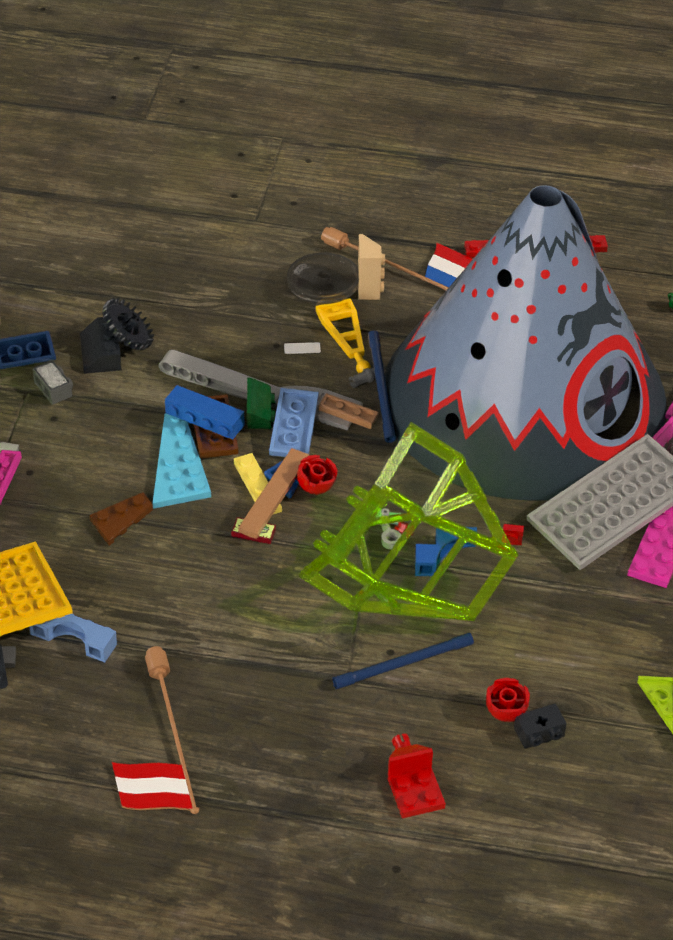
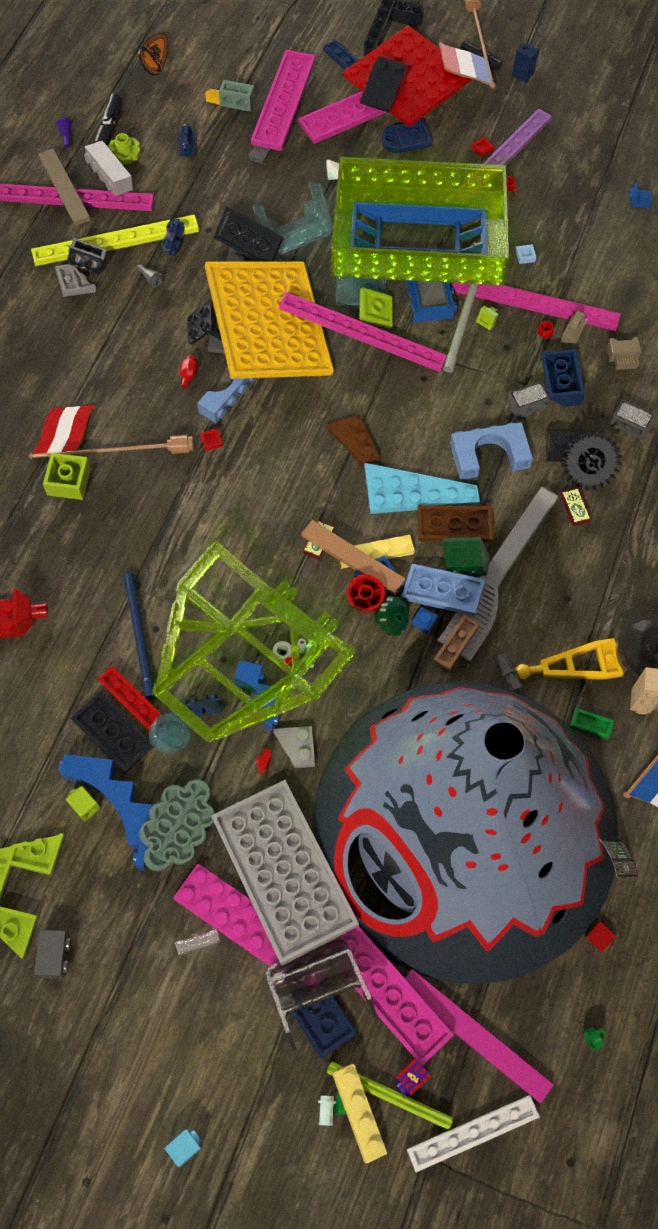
camera: 100 degrees right, 20 degrees up
(49, 676) = (188, 370): none -> red plant
(65, 306) = (632, 419): none -> brick
(119, 424) = (509, 437): none -> medium blue arch
(145, 638) = (211, 440): none -> red plate
(176, 342) = (575, 506): none -> tile
(204, 412) = (463, 509): blue brick -> none
(223, 757) = (67, 476): none -> lime brick
(295, 348) = (561, 621): white sticker -> none
(326, 440) = (424, 620): none -> blue plate
(335, 454) = (392, 616): none -> dark green plant
(388, 426) = (538, 678): dark blue piece -> none
(402, 320) = (592, 724): none -> green tile
(464, 588) = (211, 704): none -> dark blue hinge
(475, 519) = (298, 745): none -> light grey wing
(478, 652) = (129, 697): none -> red plate
(507, 699) = (59, 703): red cylinder -> none
(511, 607) = (169, 734): none -> clear light blue cylinder
(520, 656) = (112, 732): none -> black plate
(540, 726) = (38, 740): black brick -> none
(599, 586) = (176, 825): none -> sand green plate
(602, 623) = (99, 776): none -> blue arch
(602, 668) = (82, 803): none -> lime brick

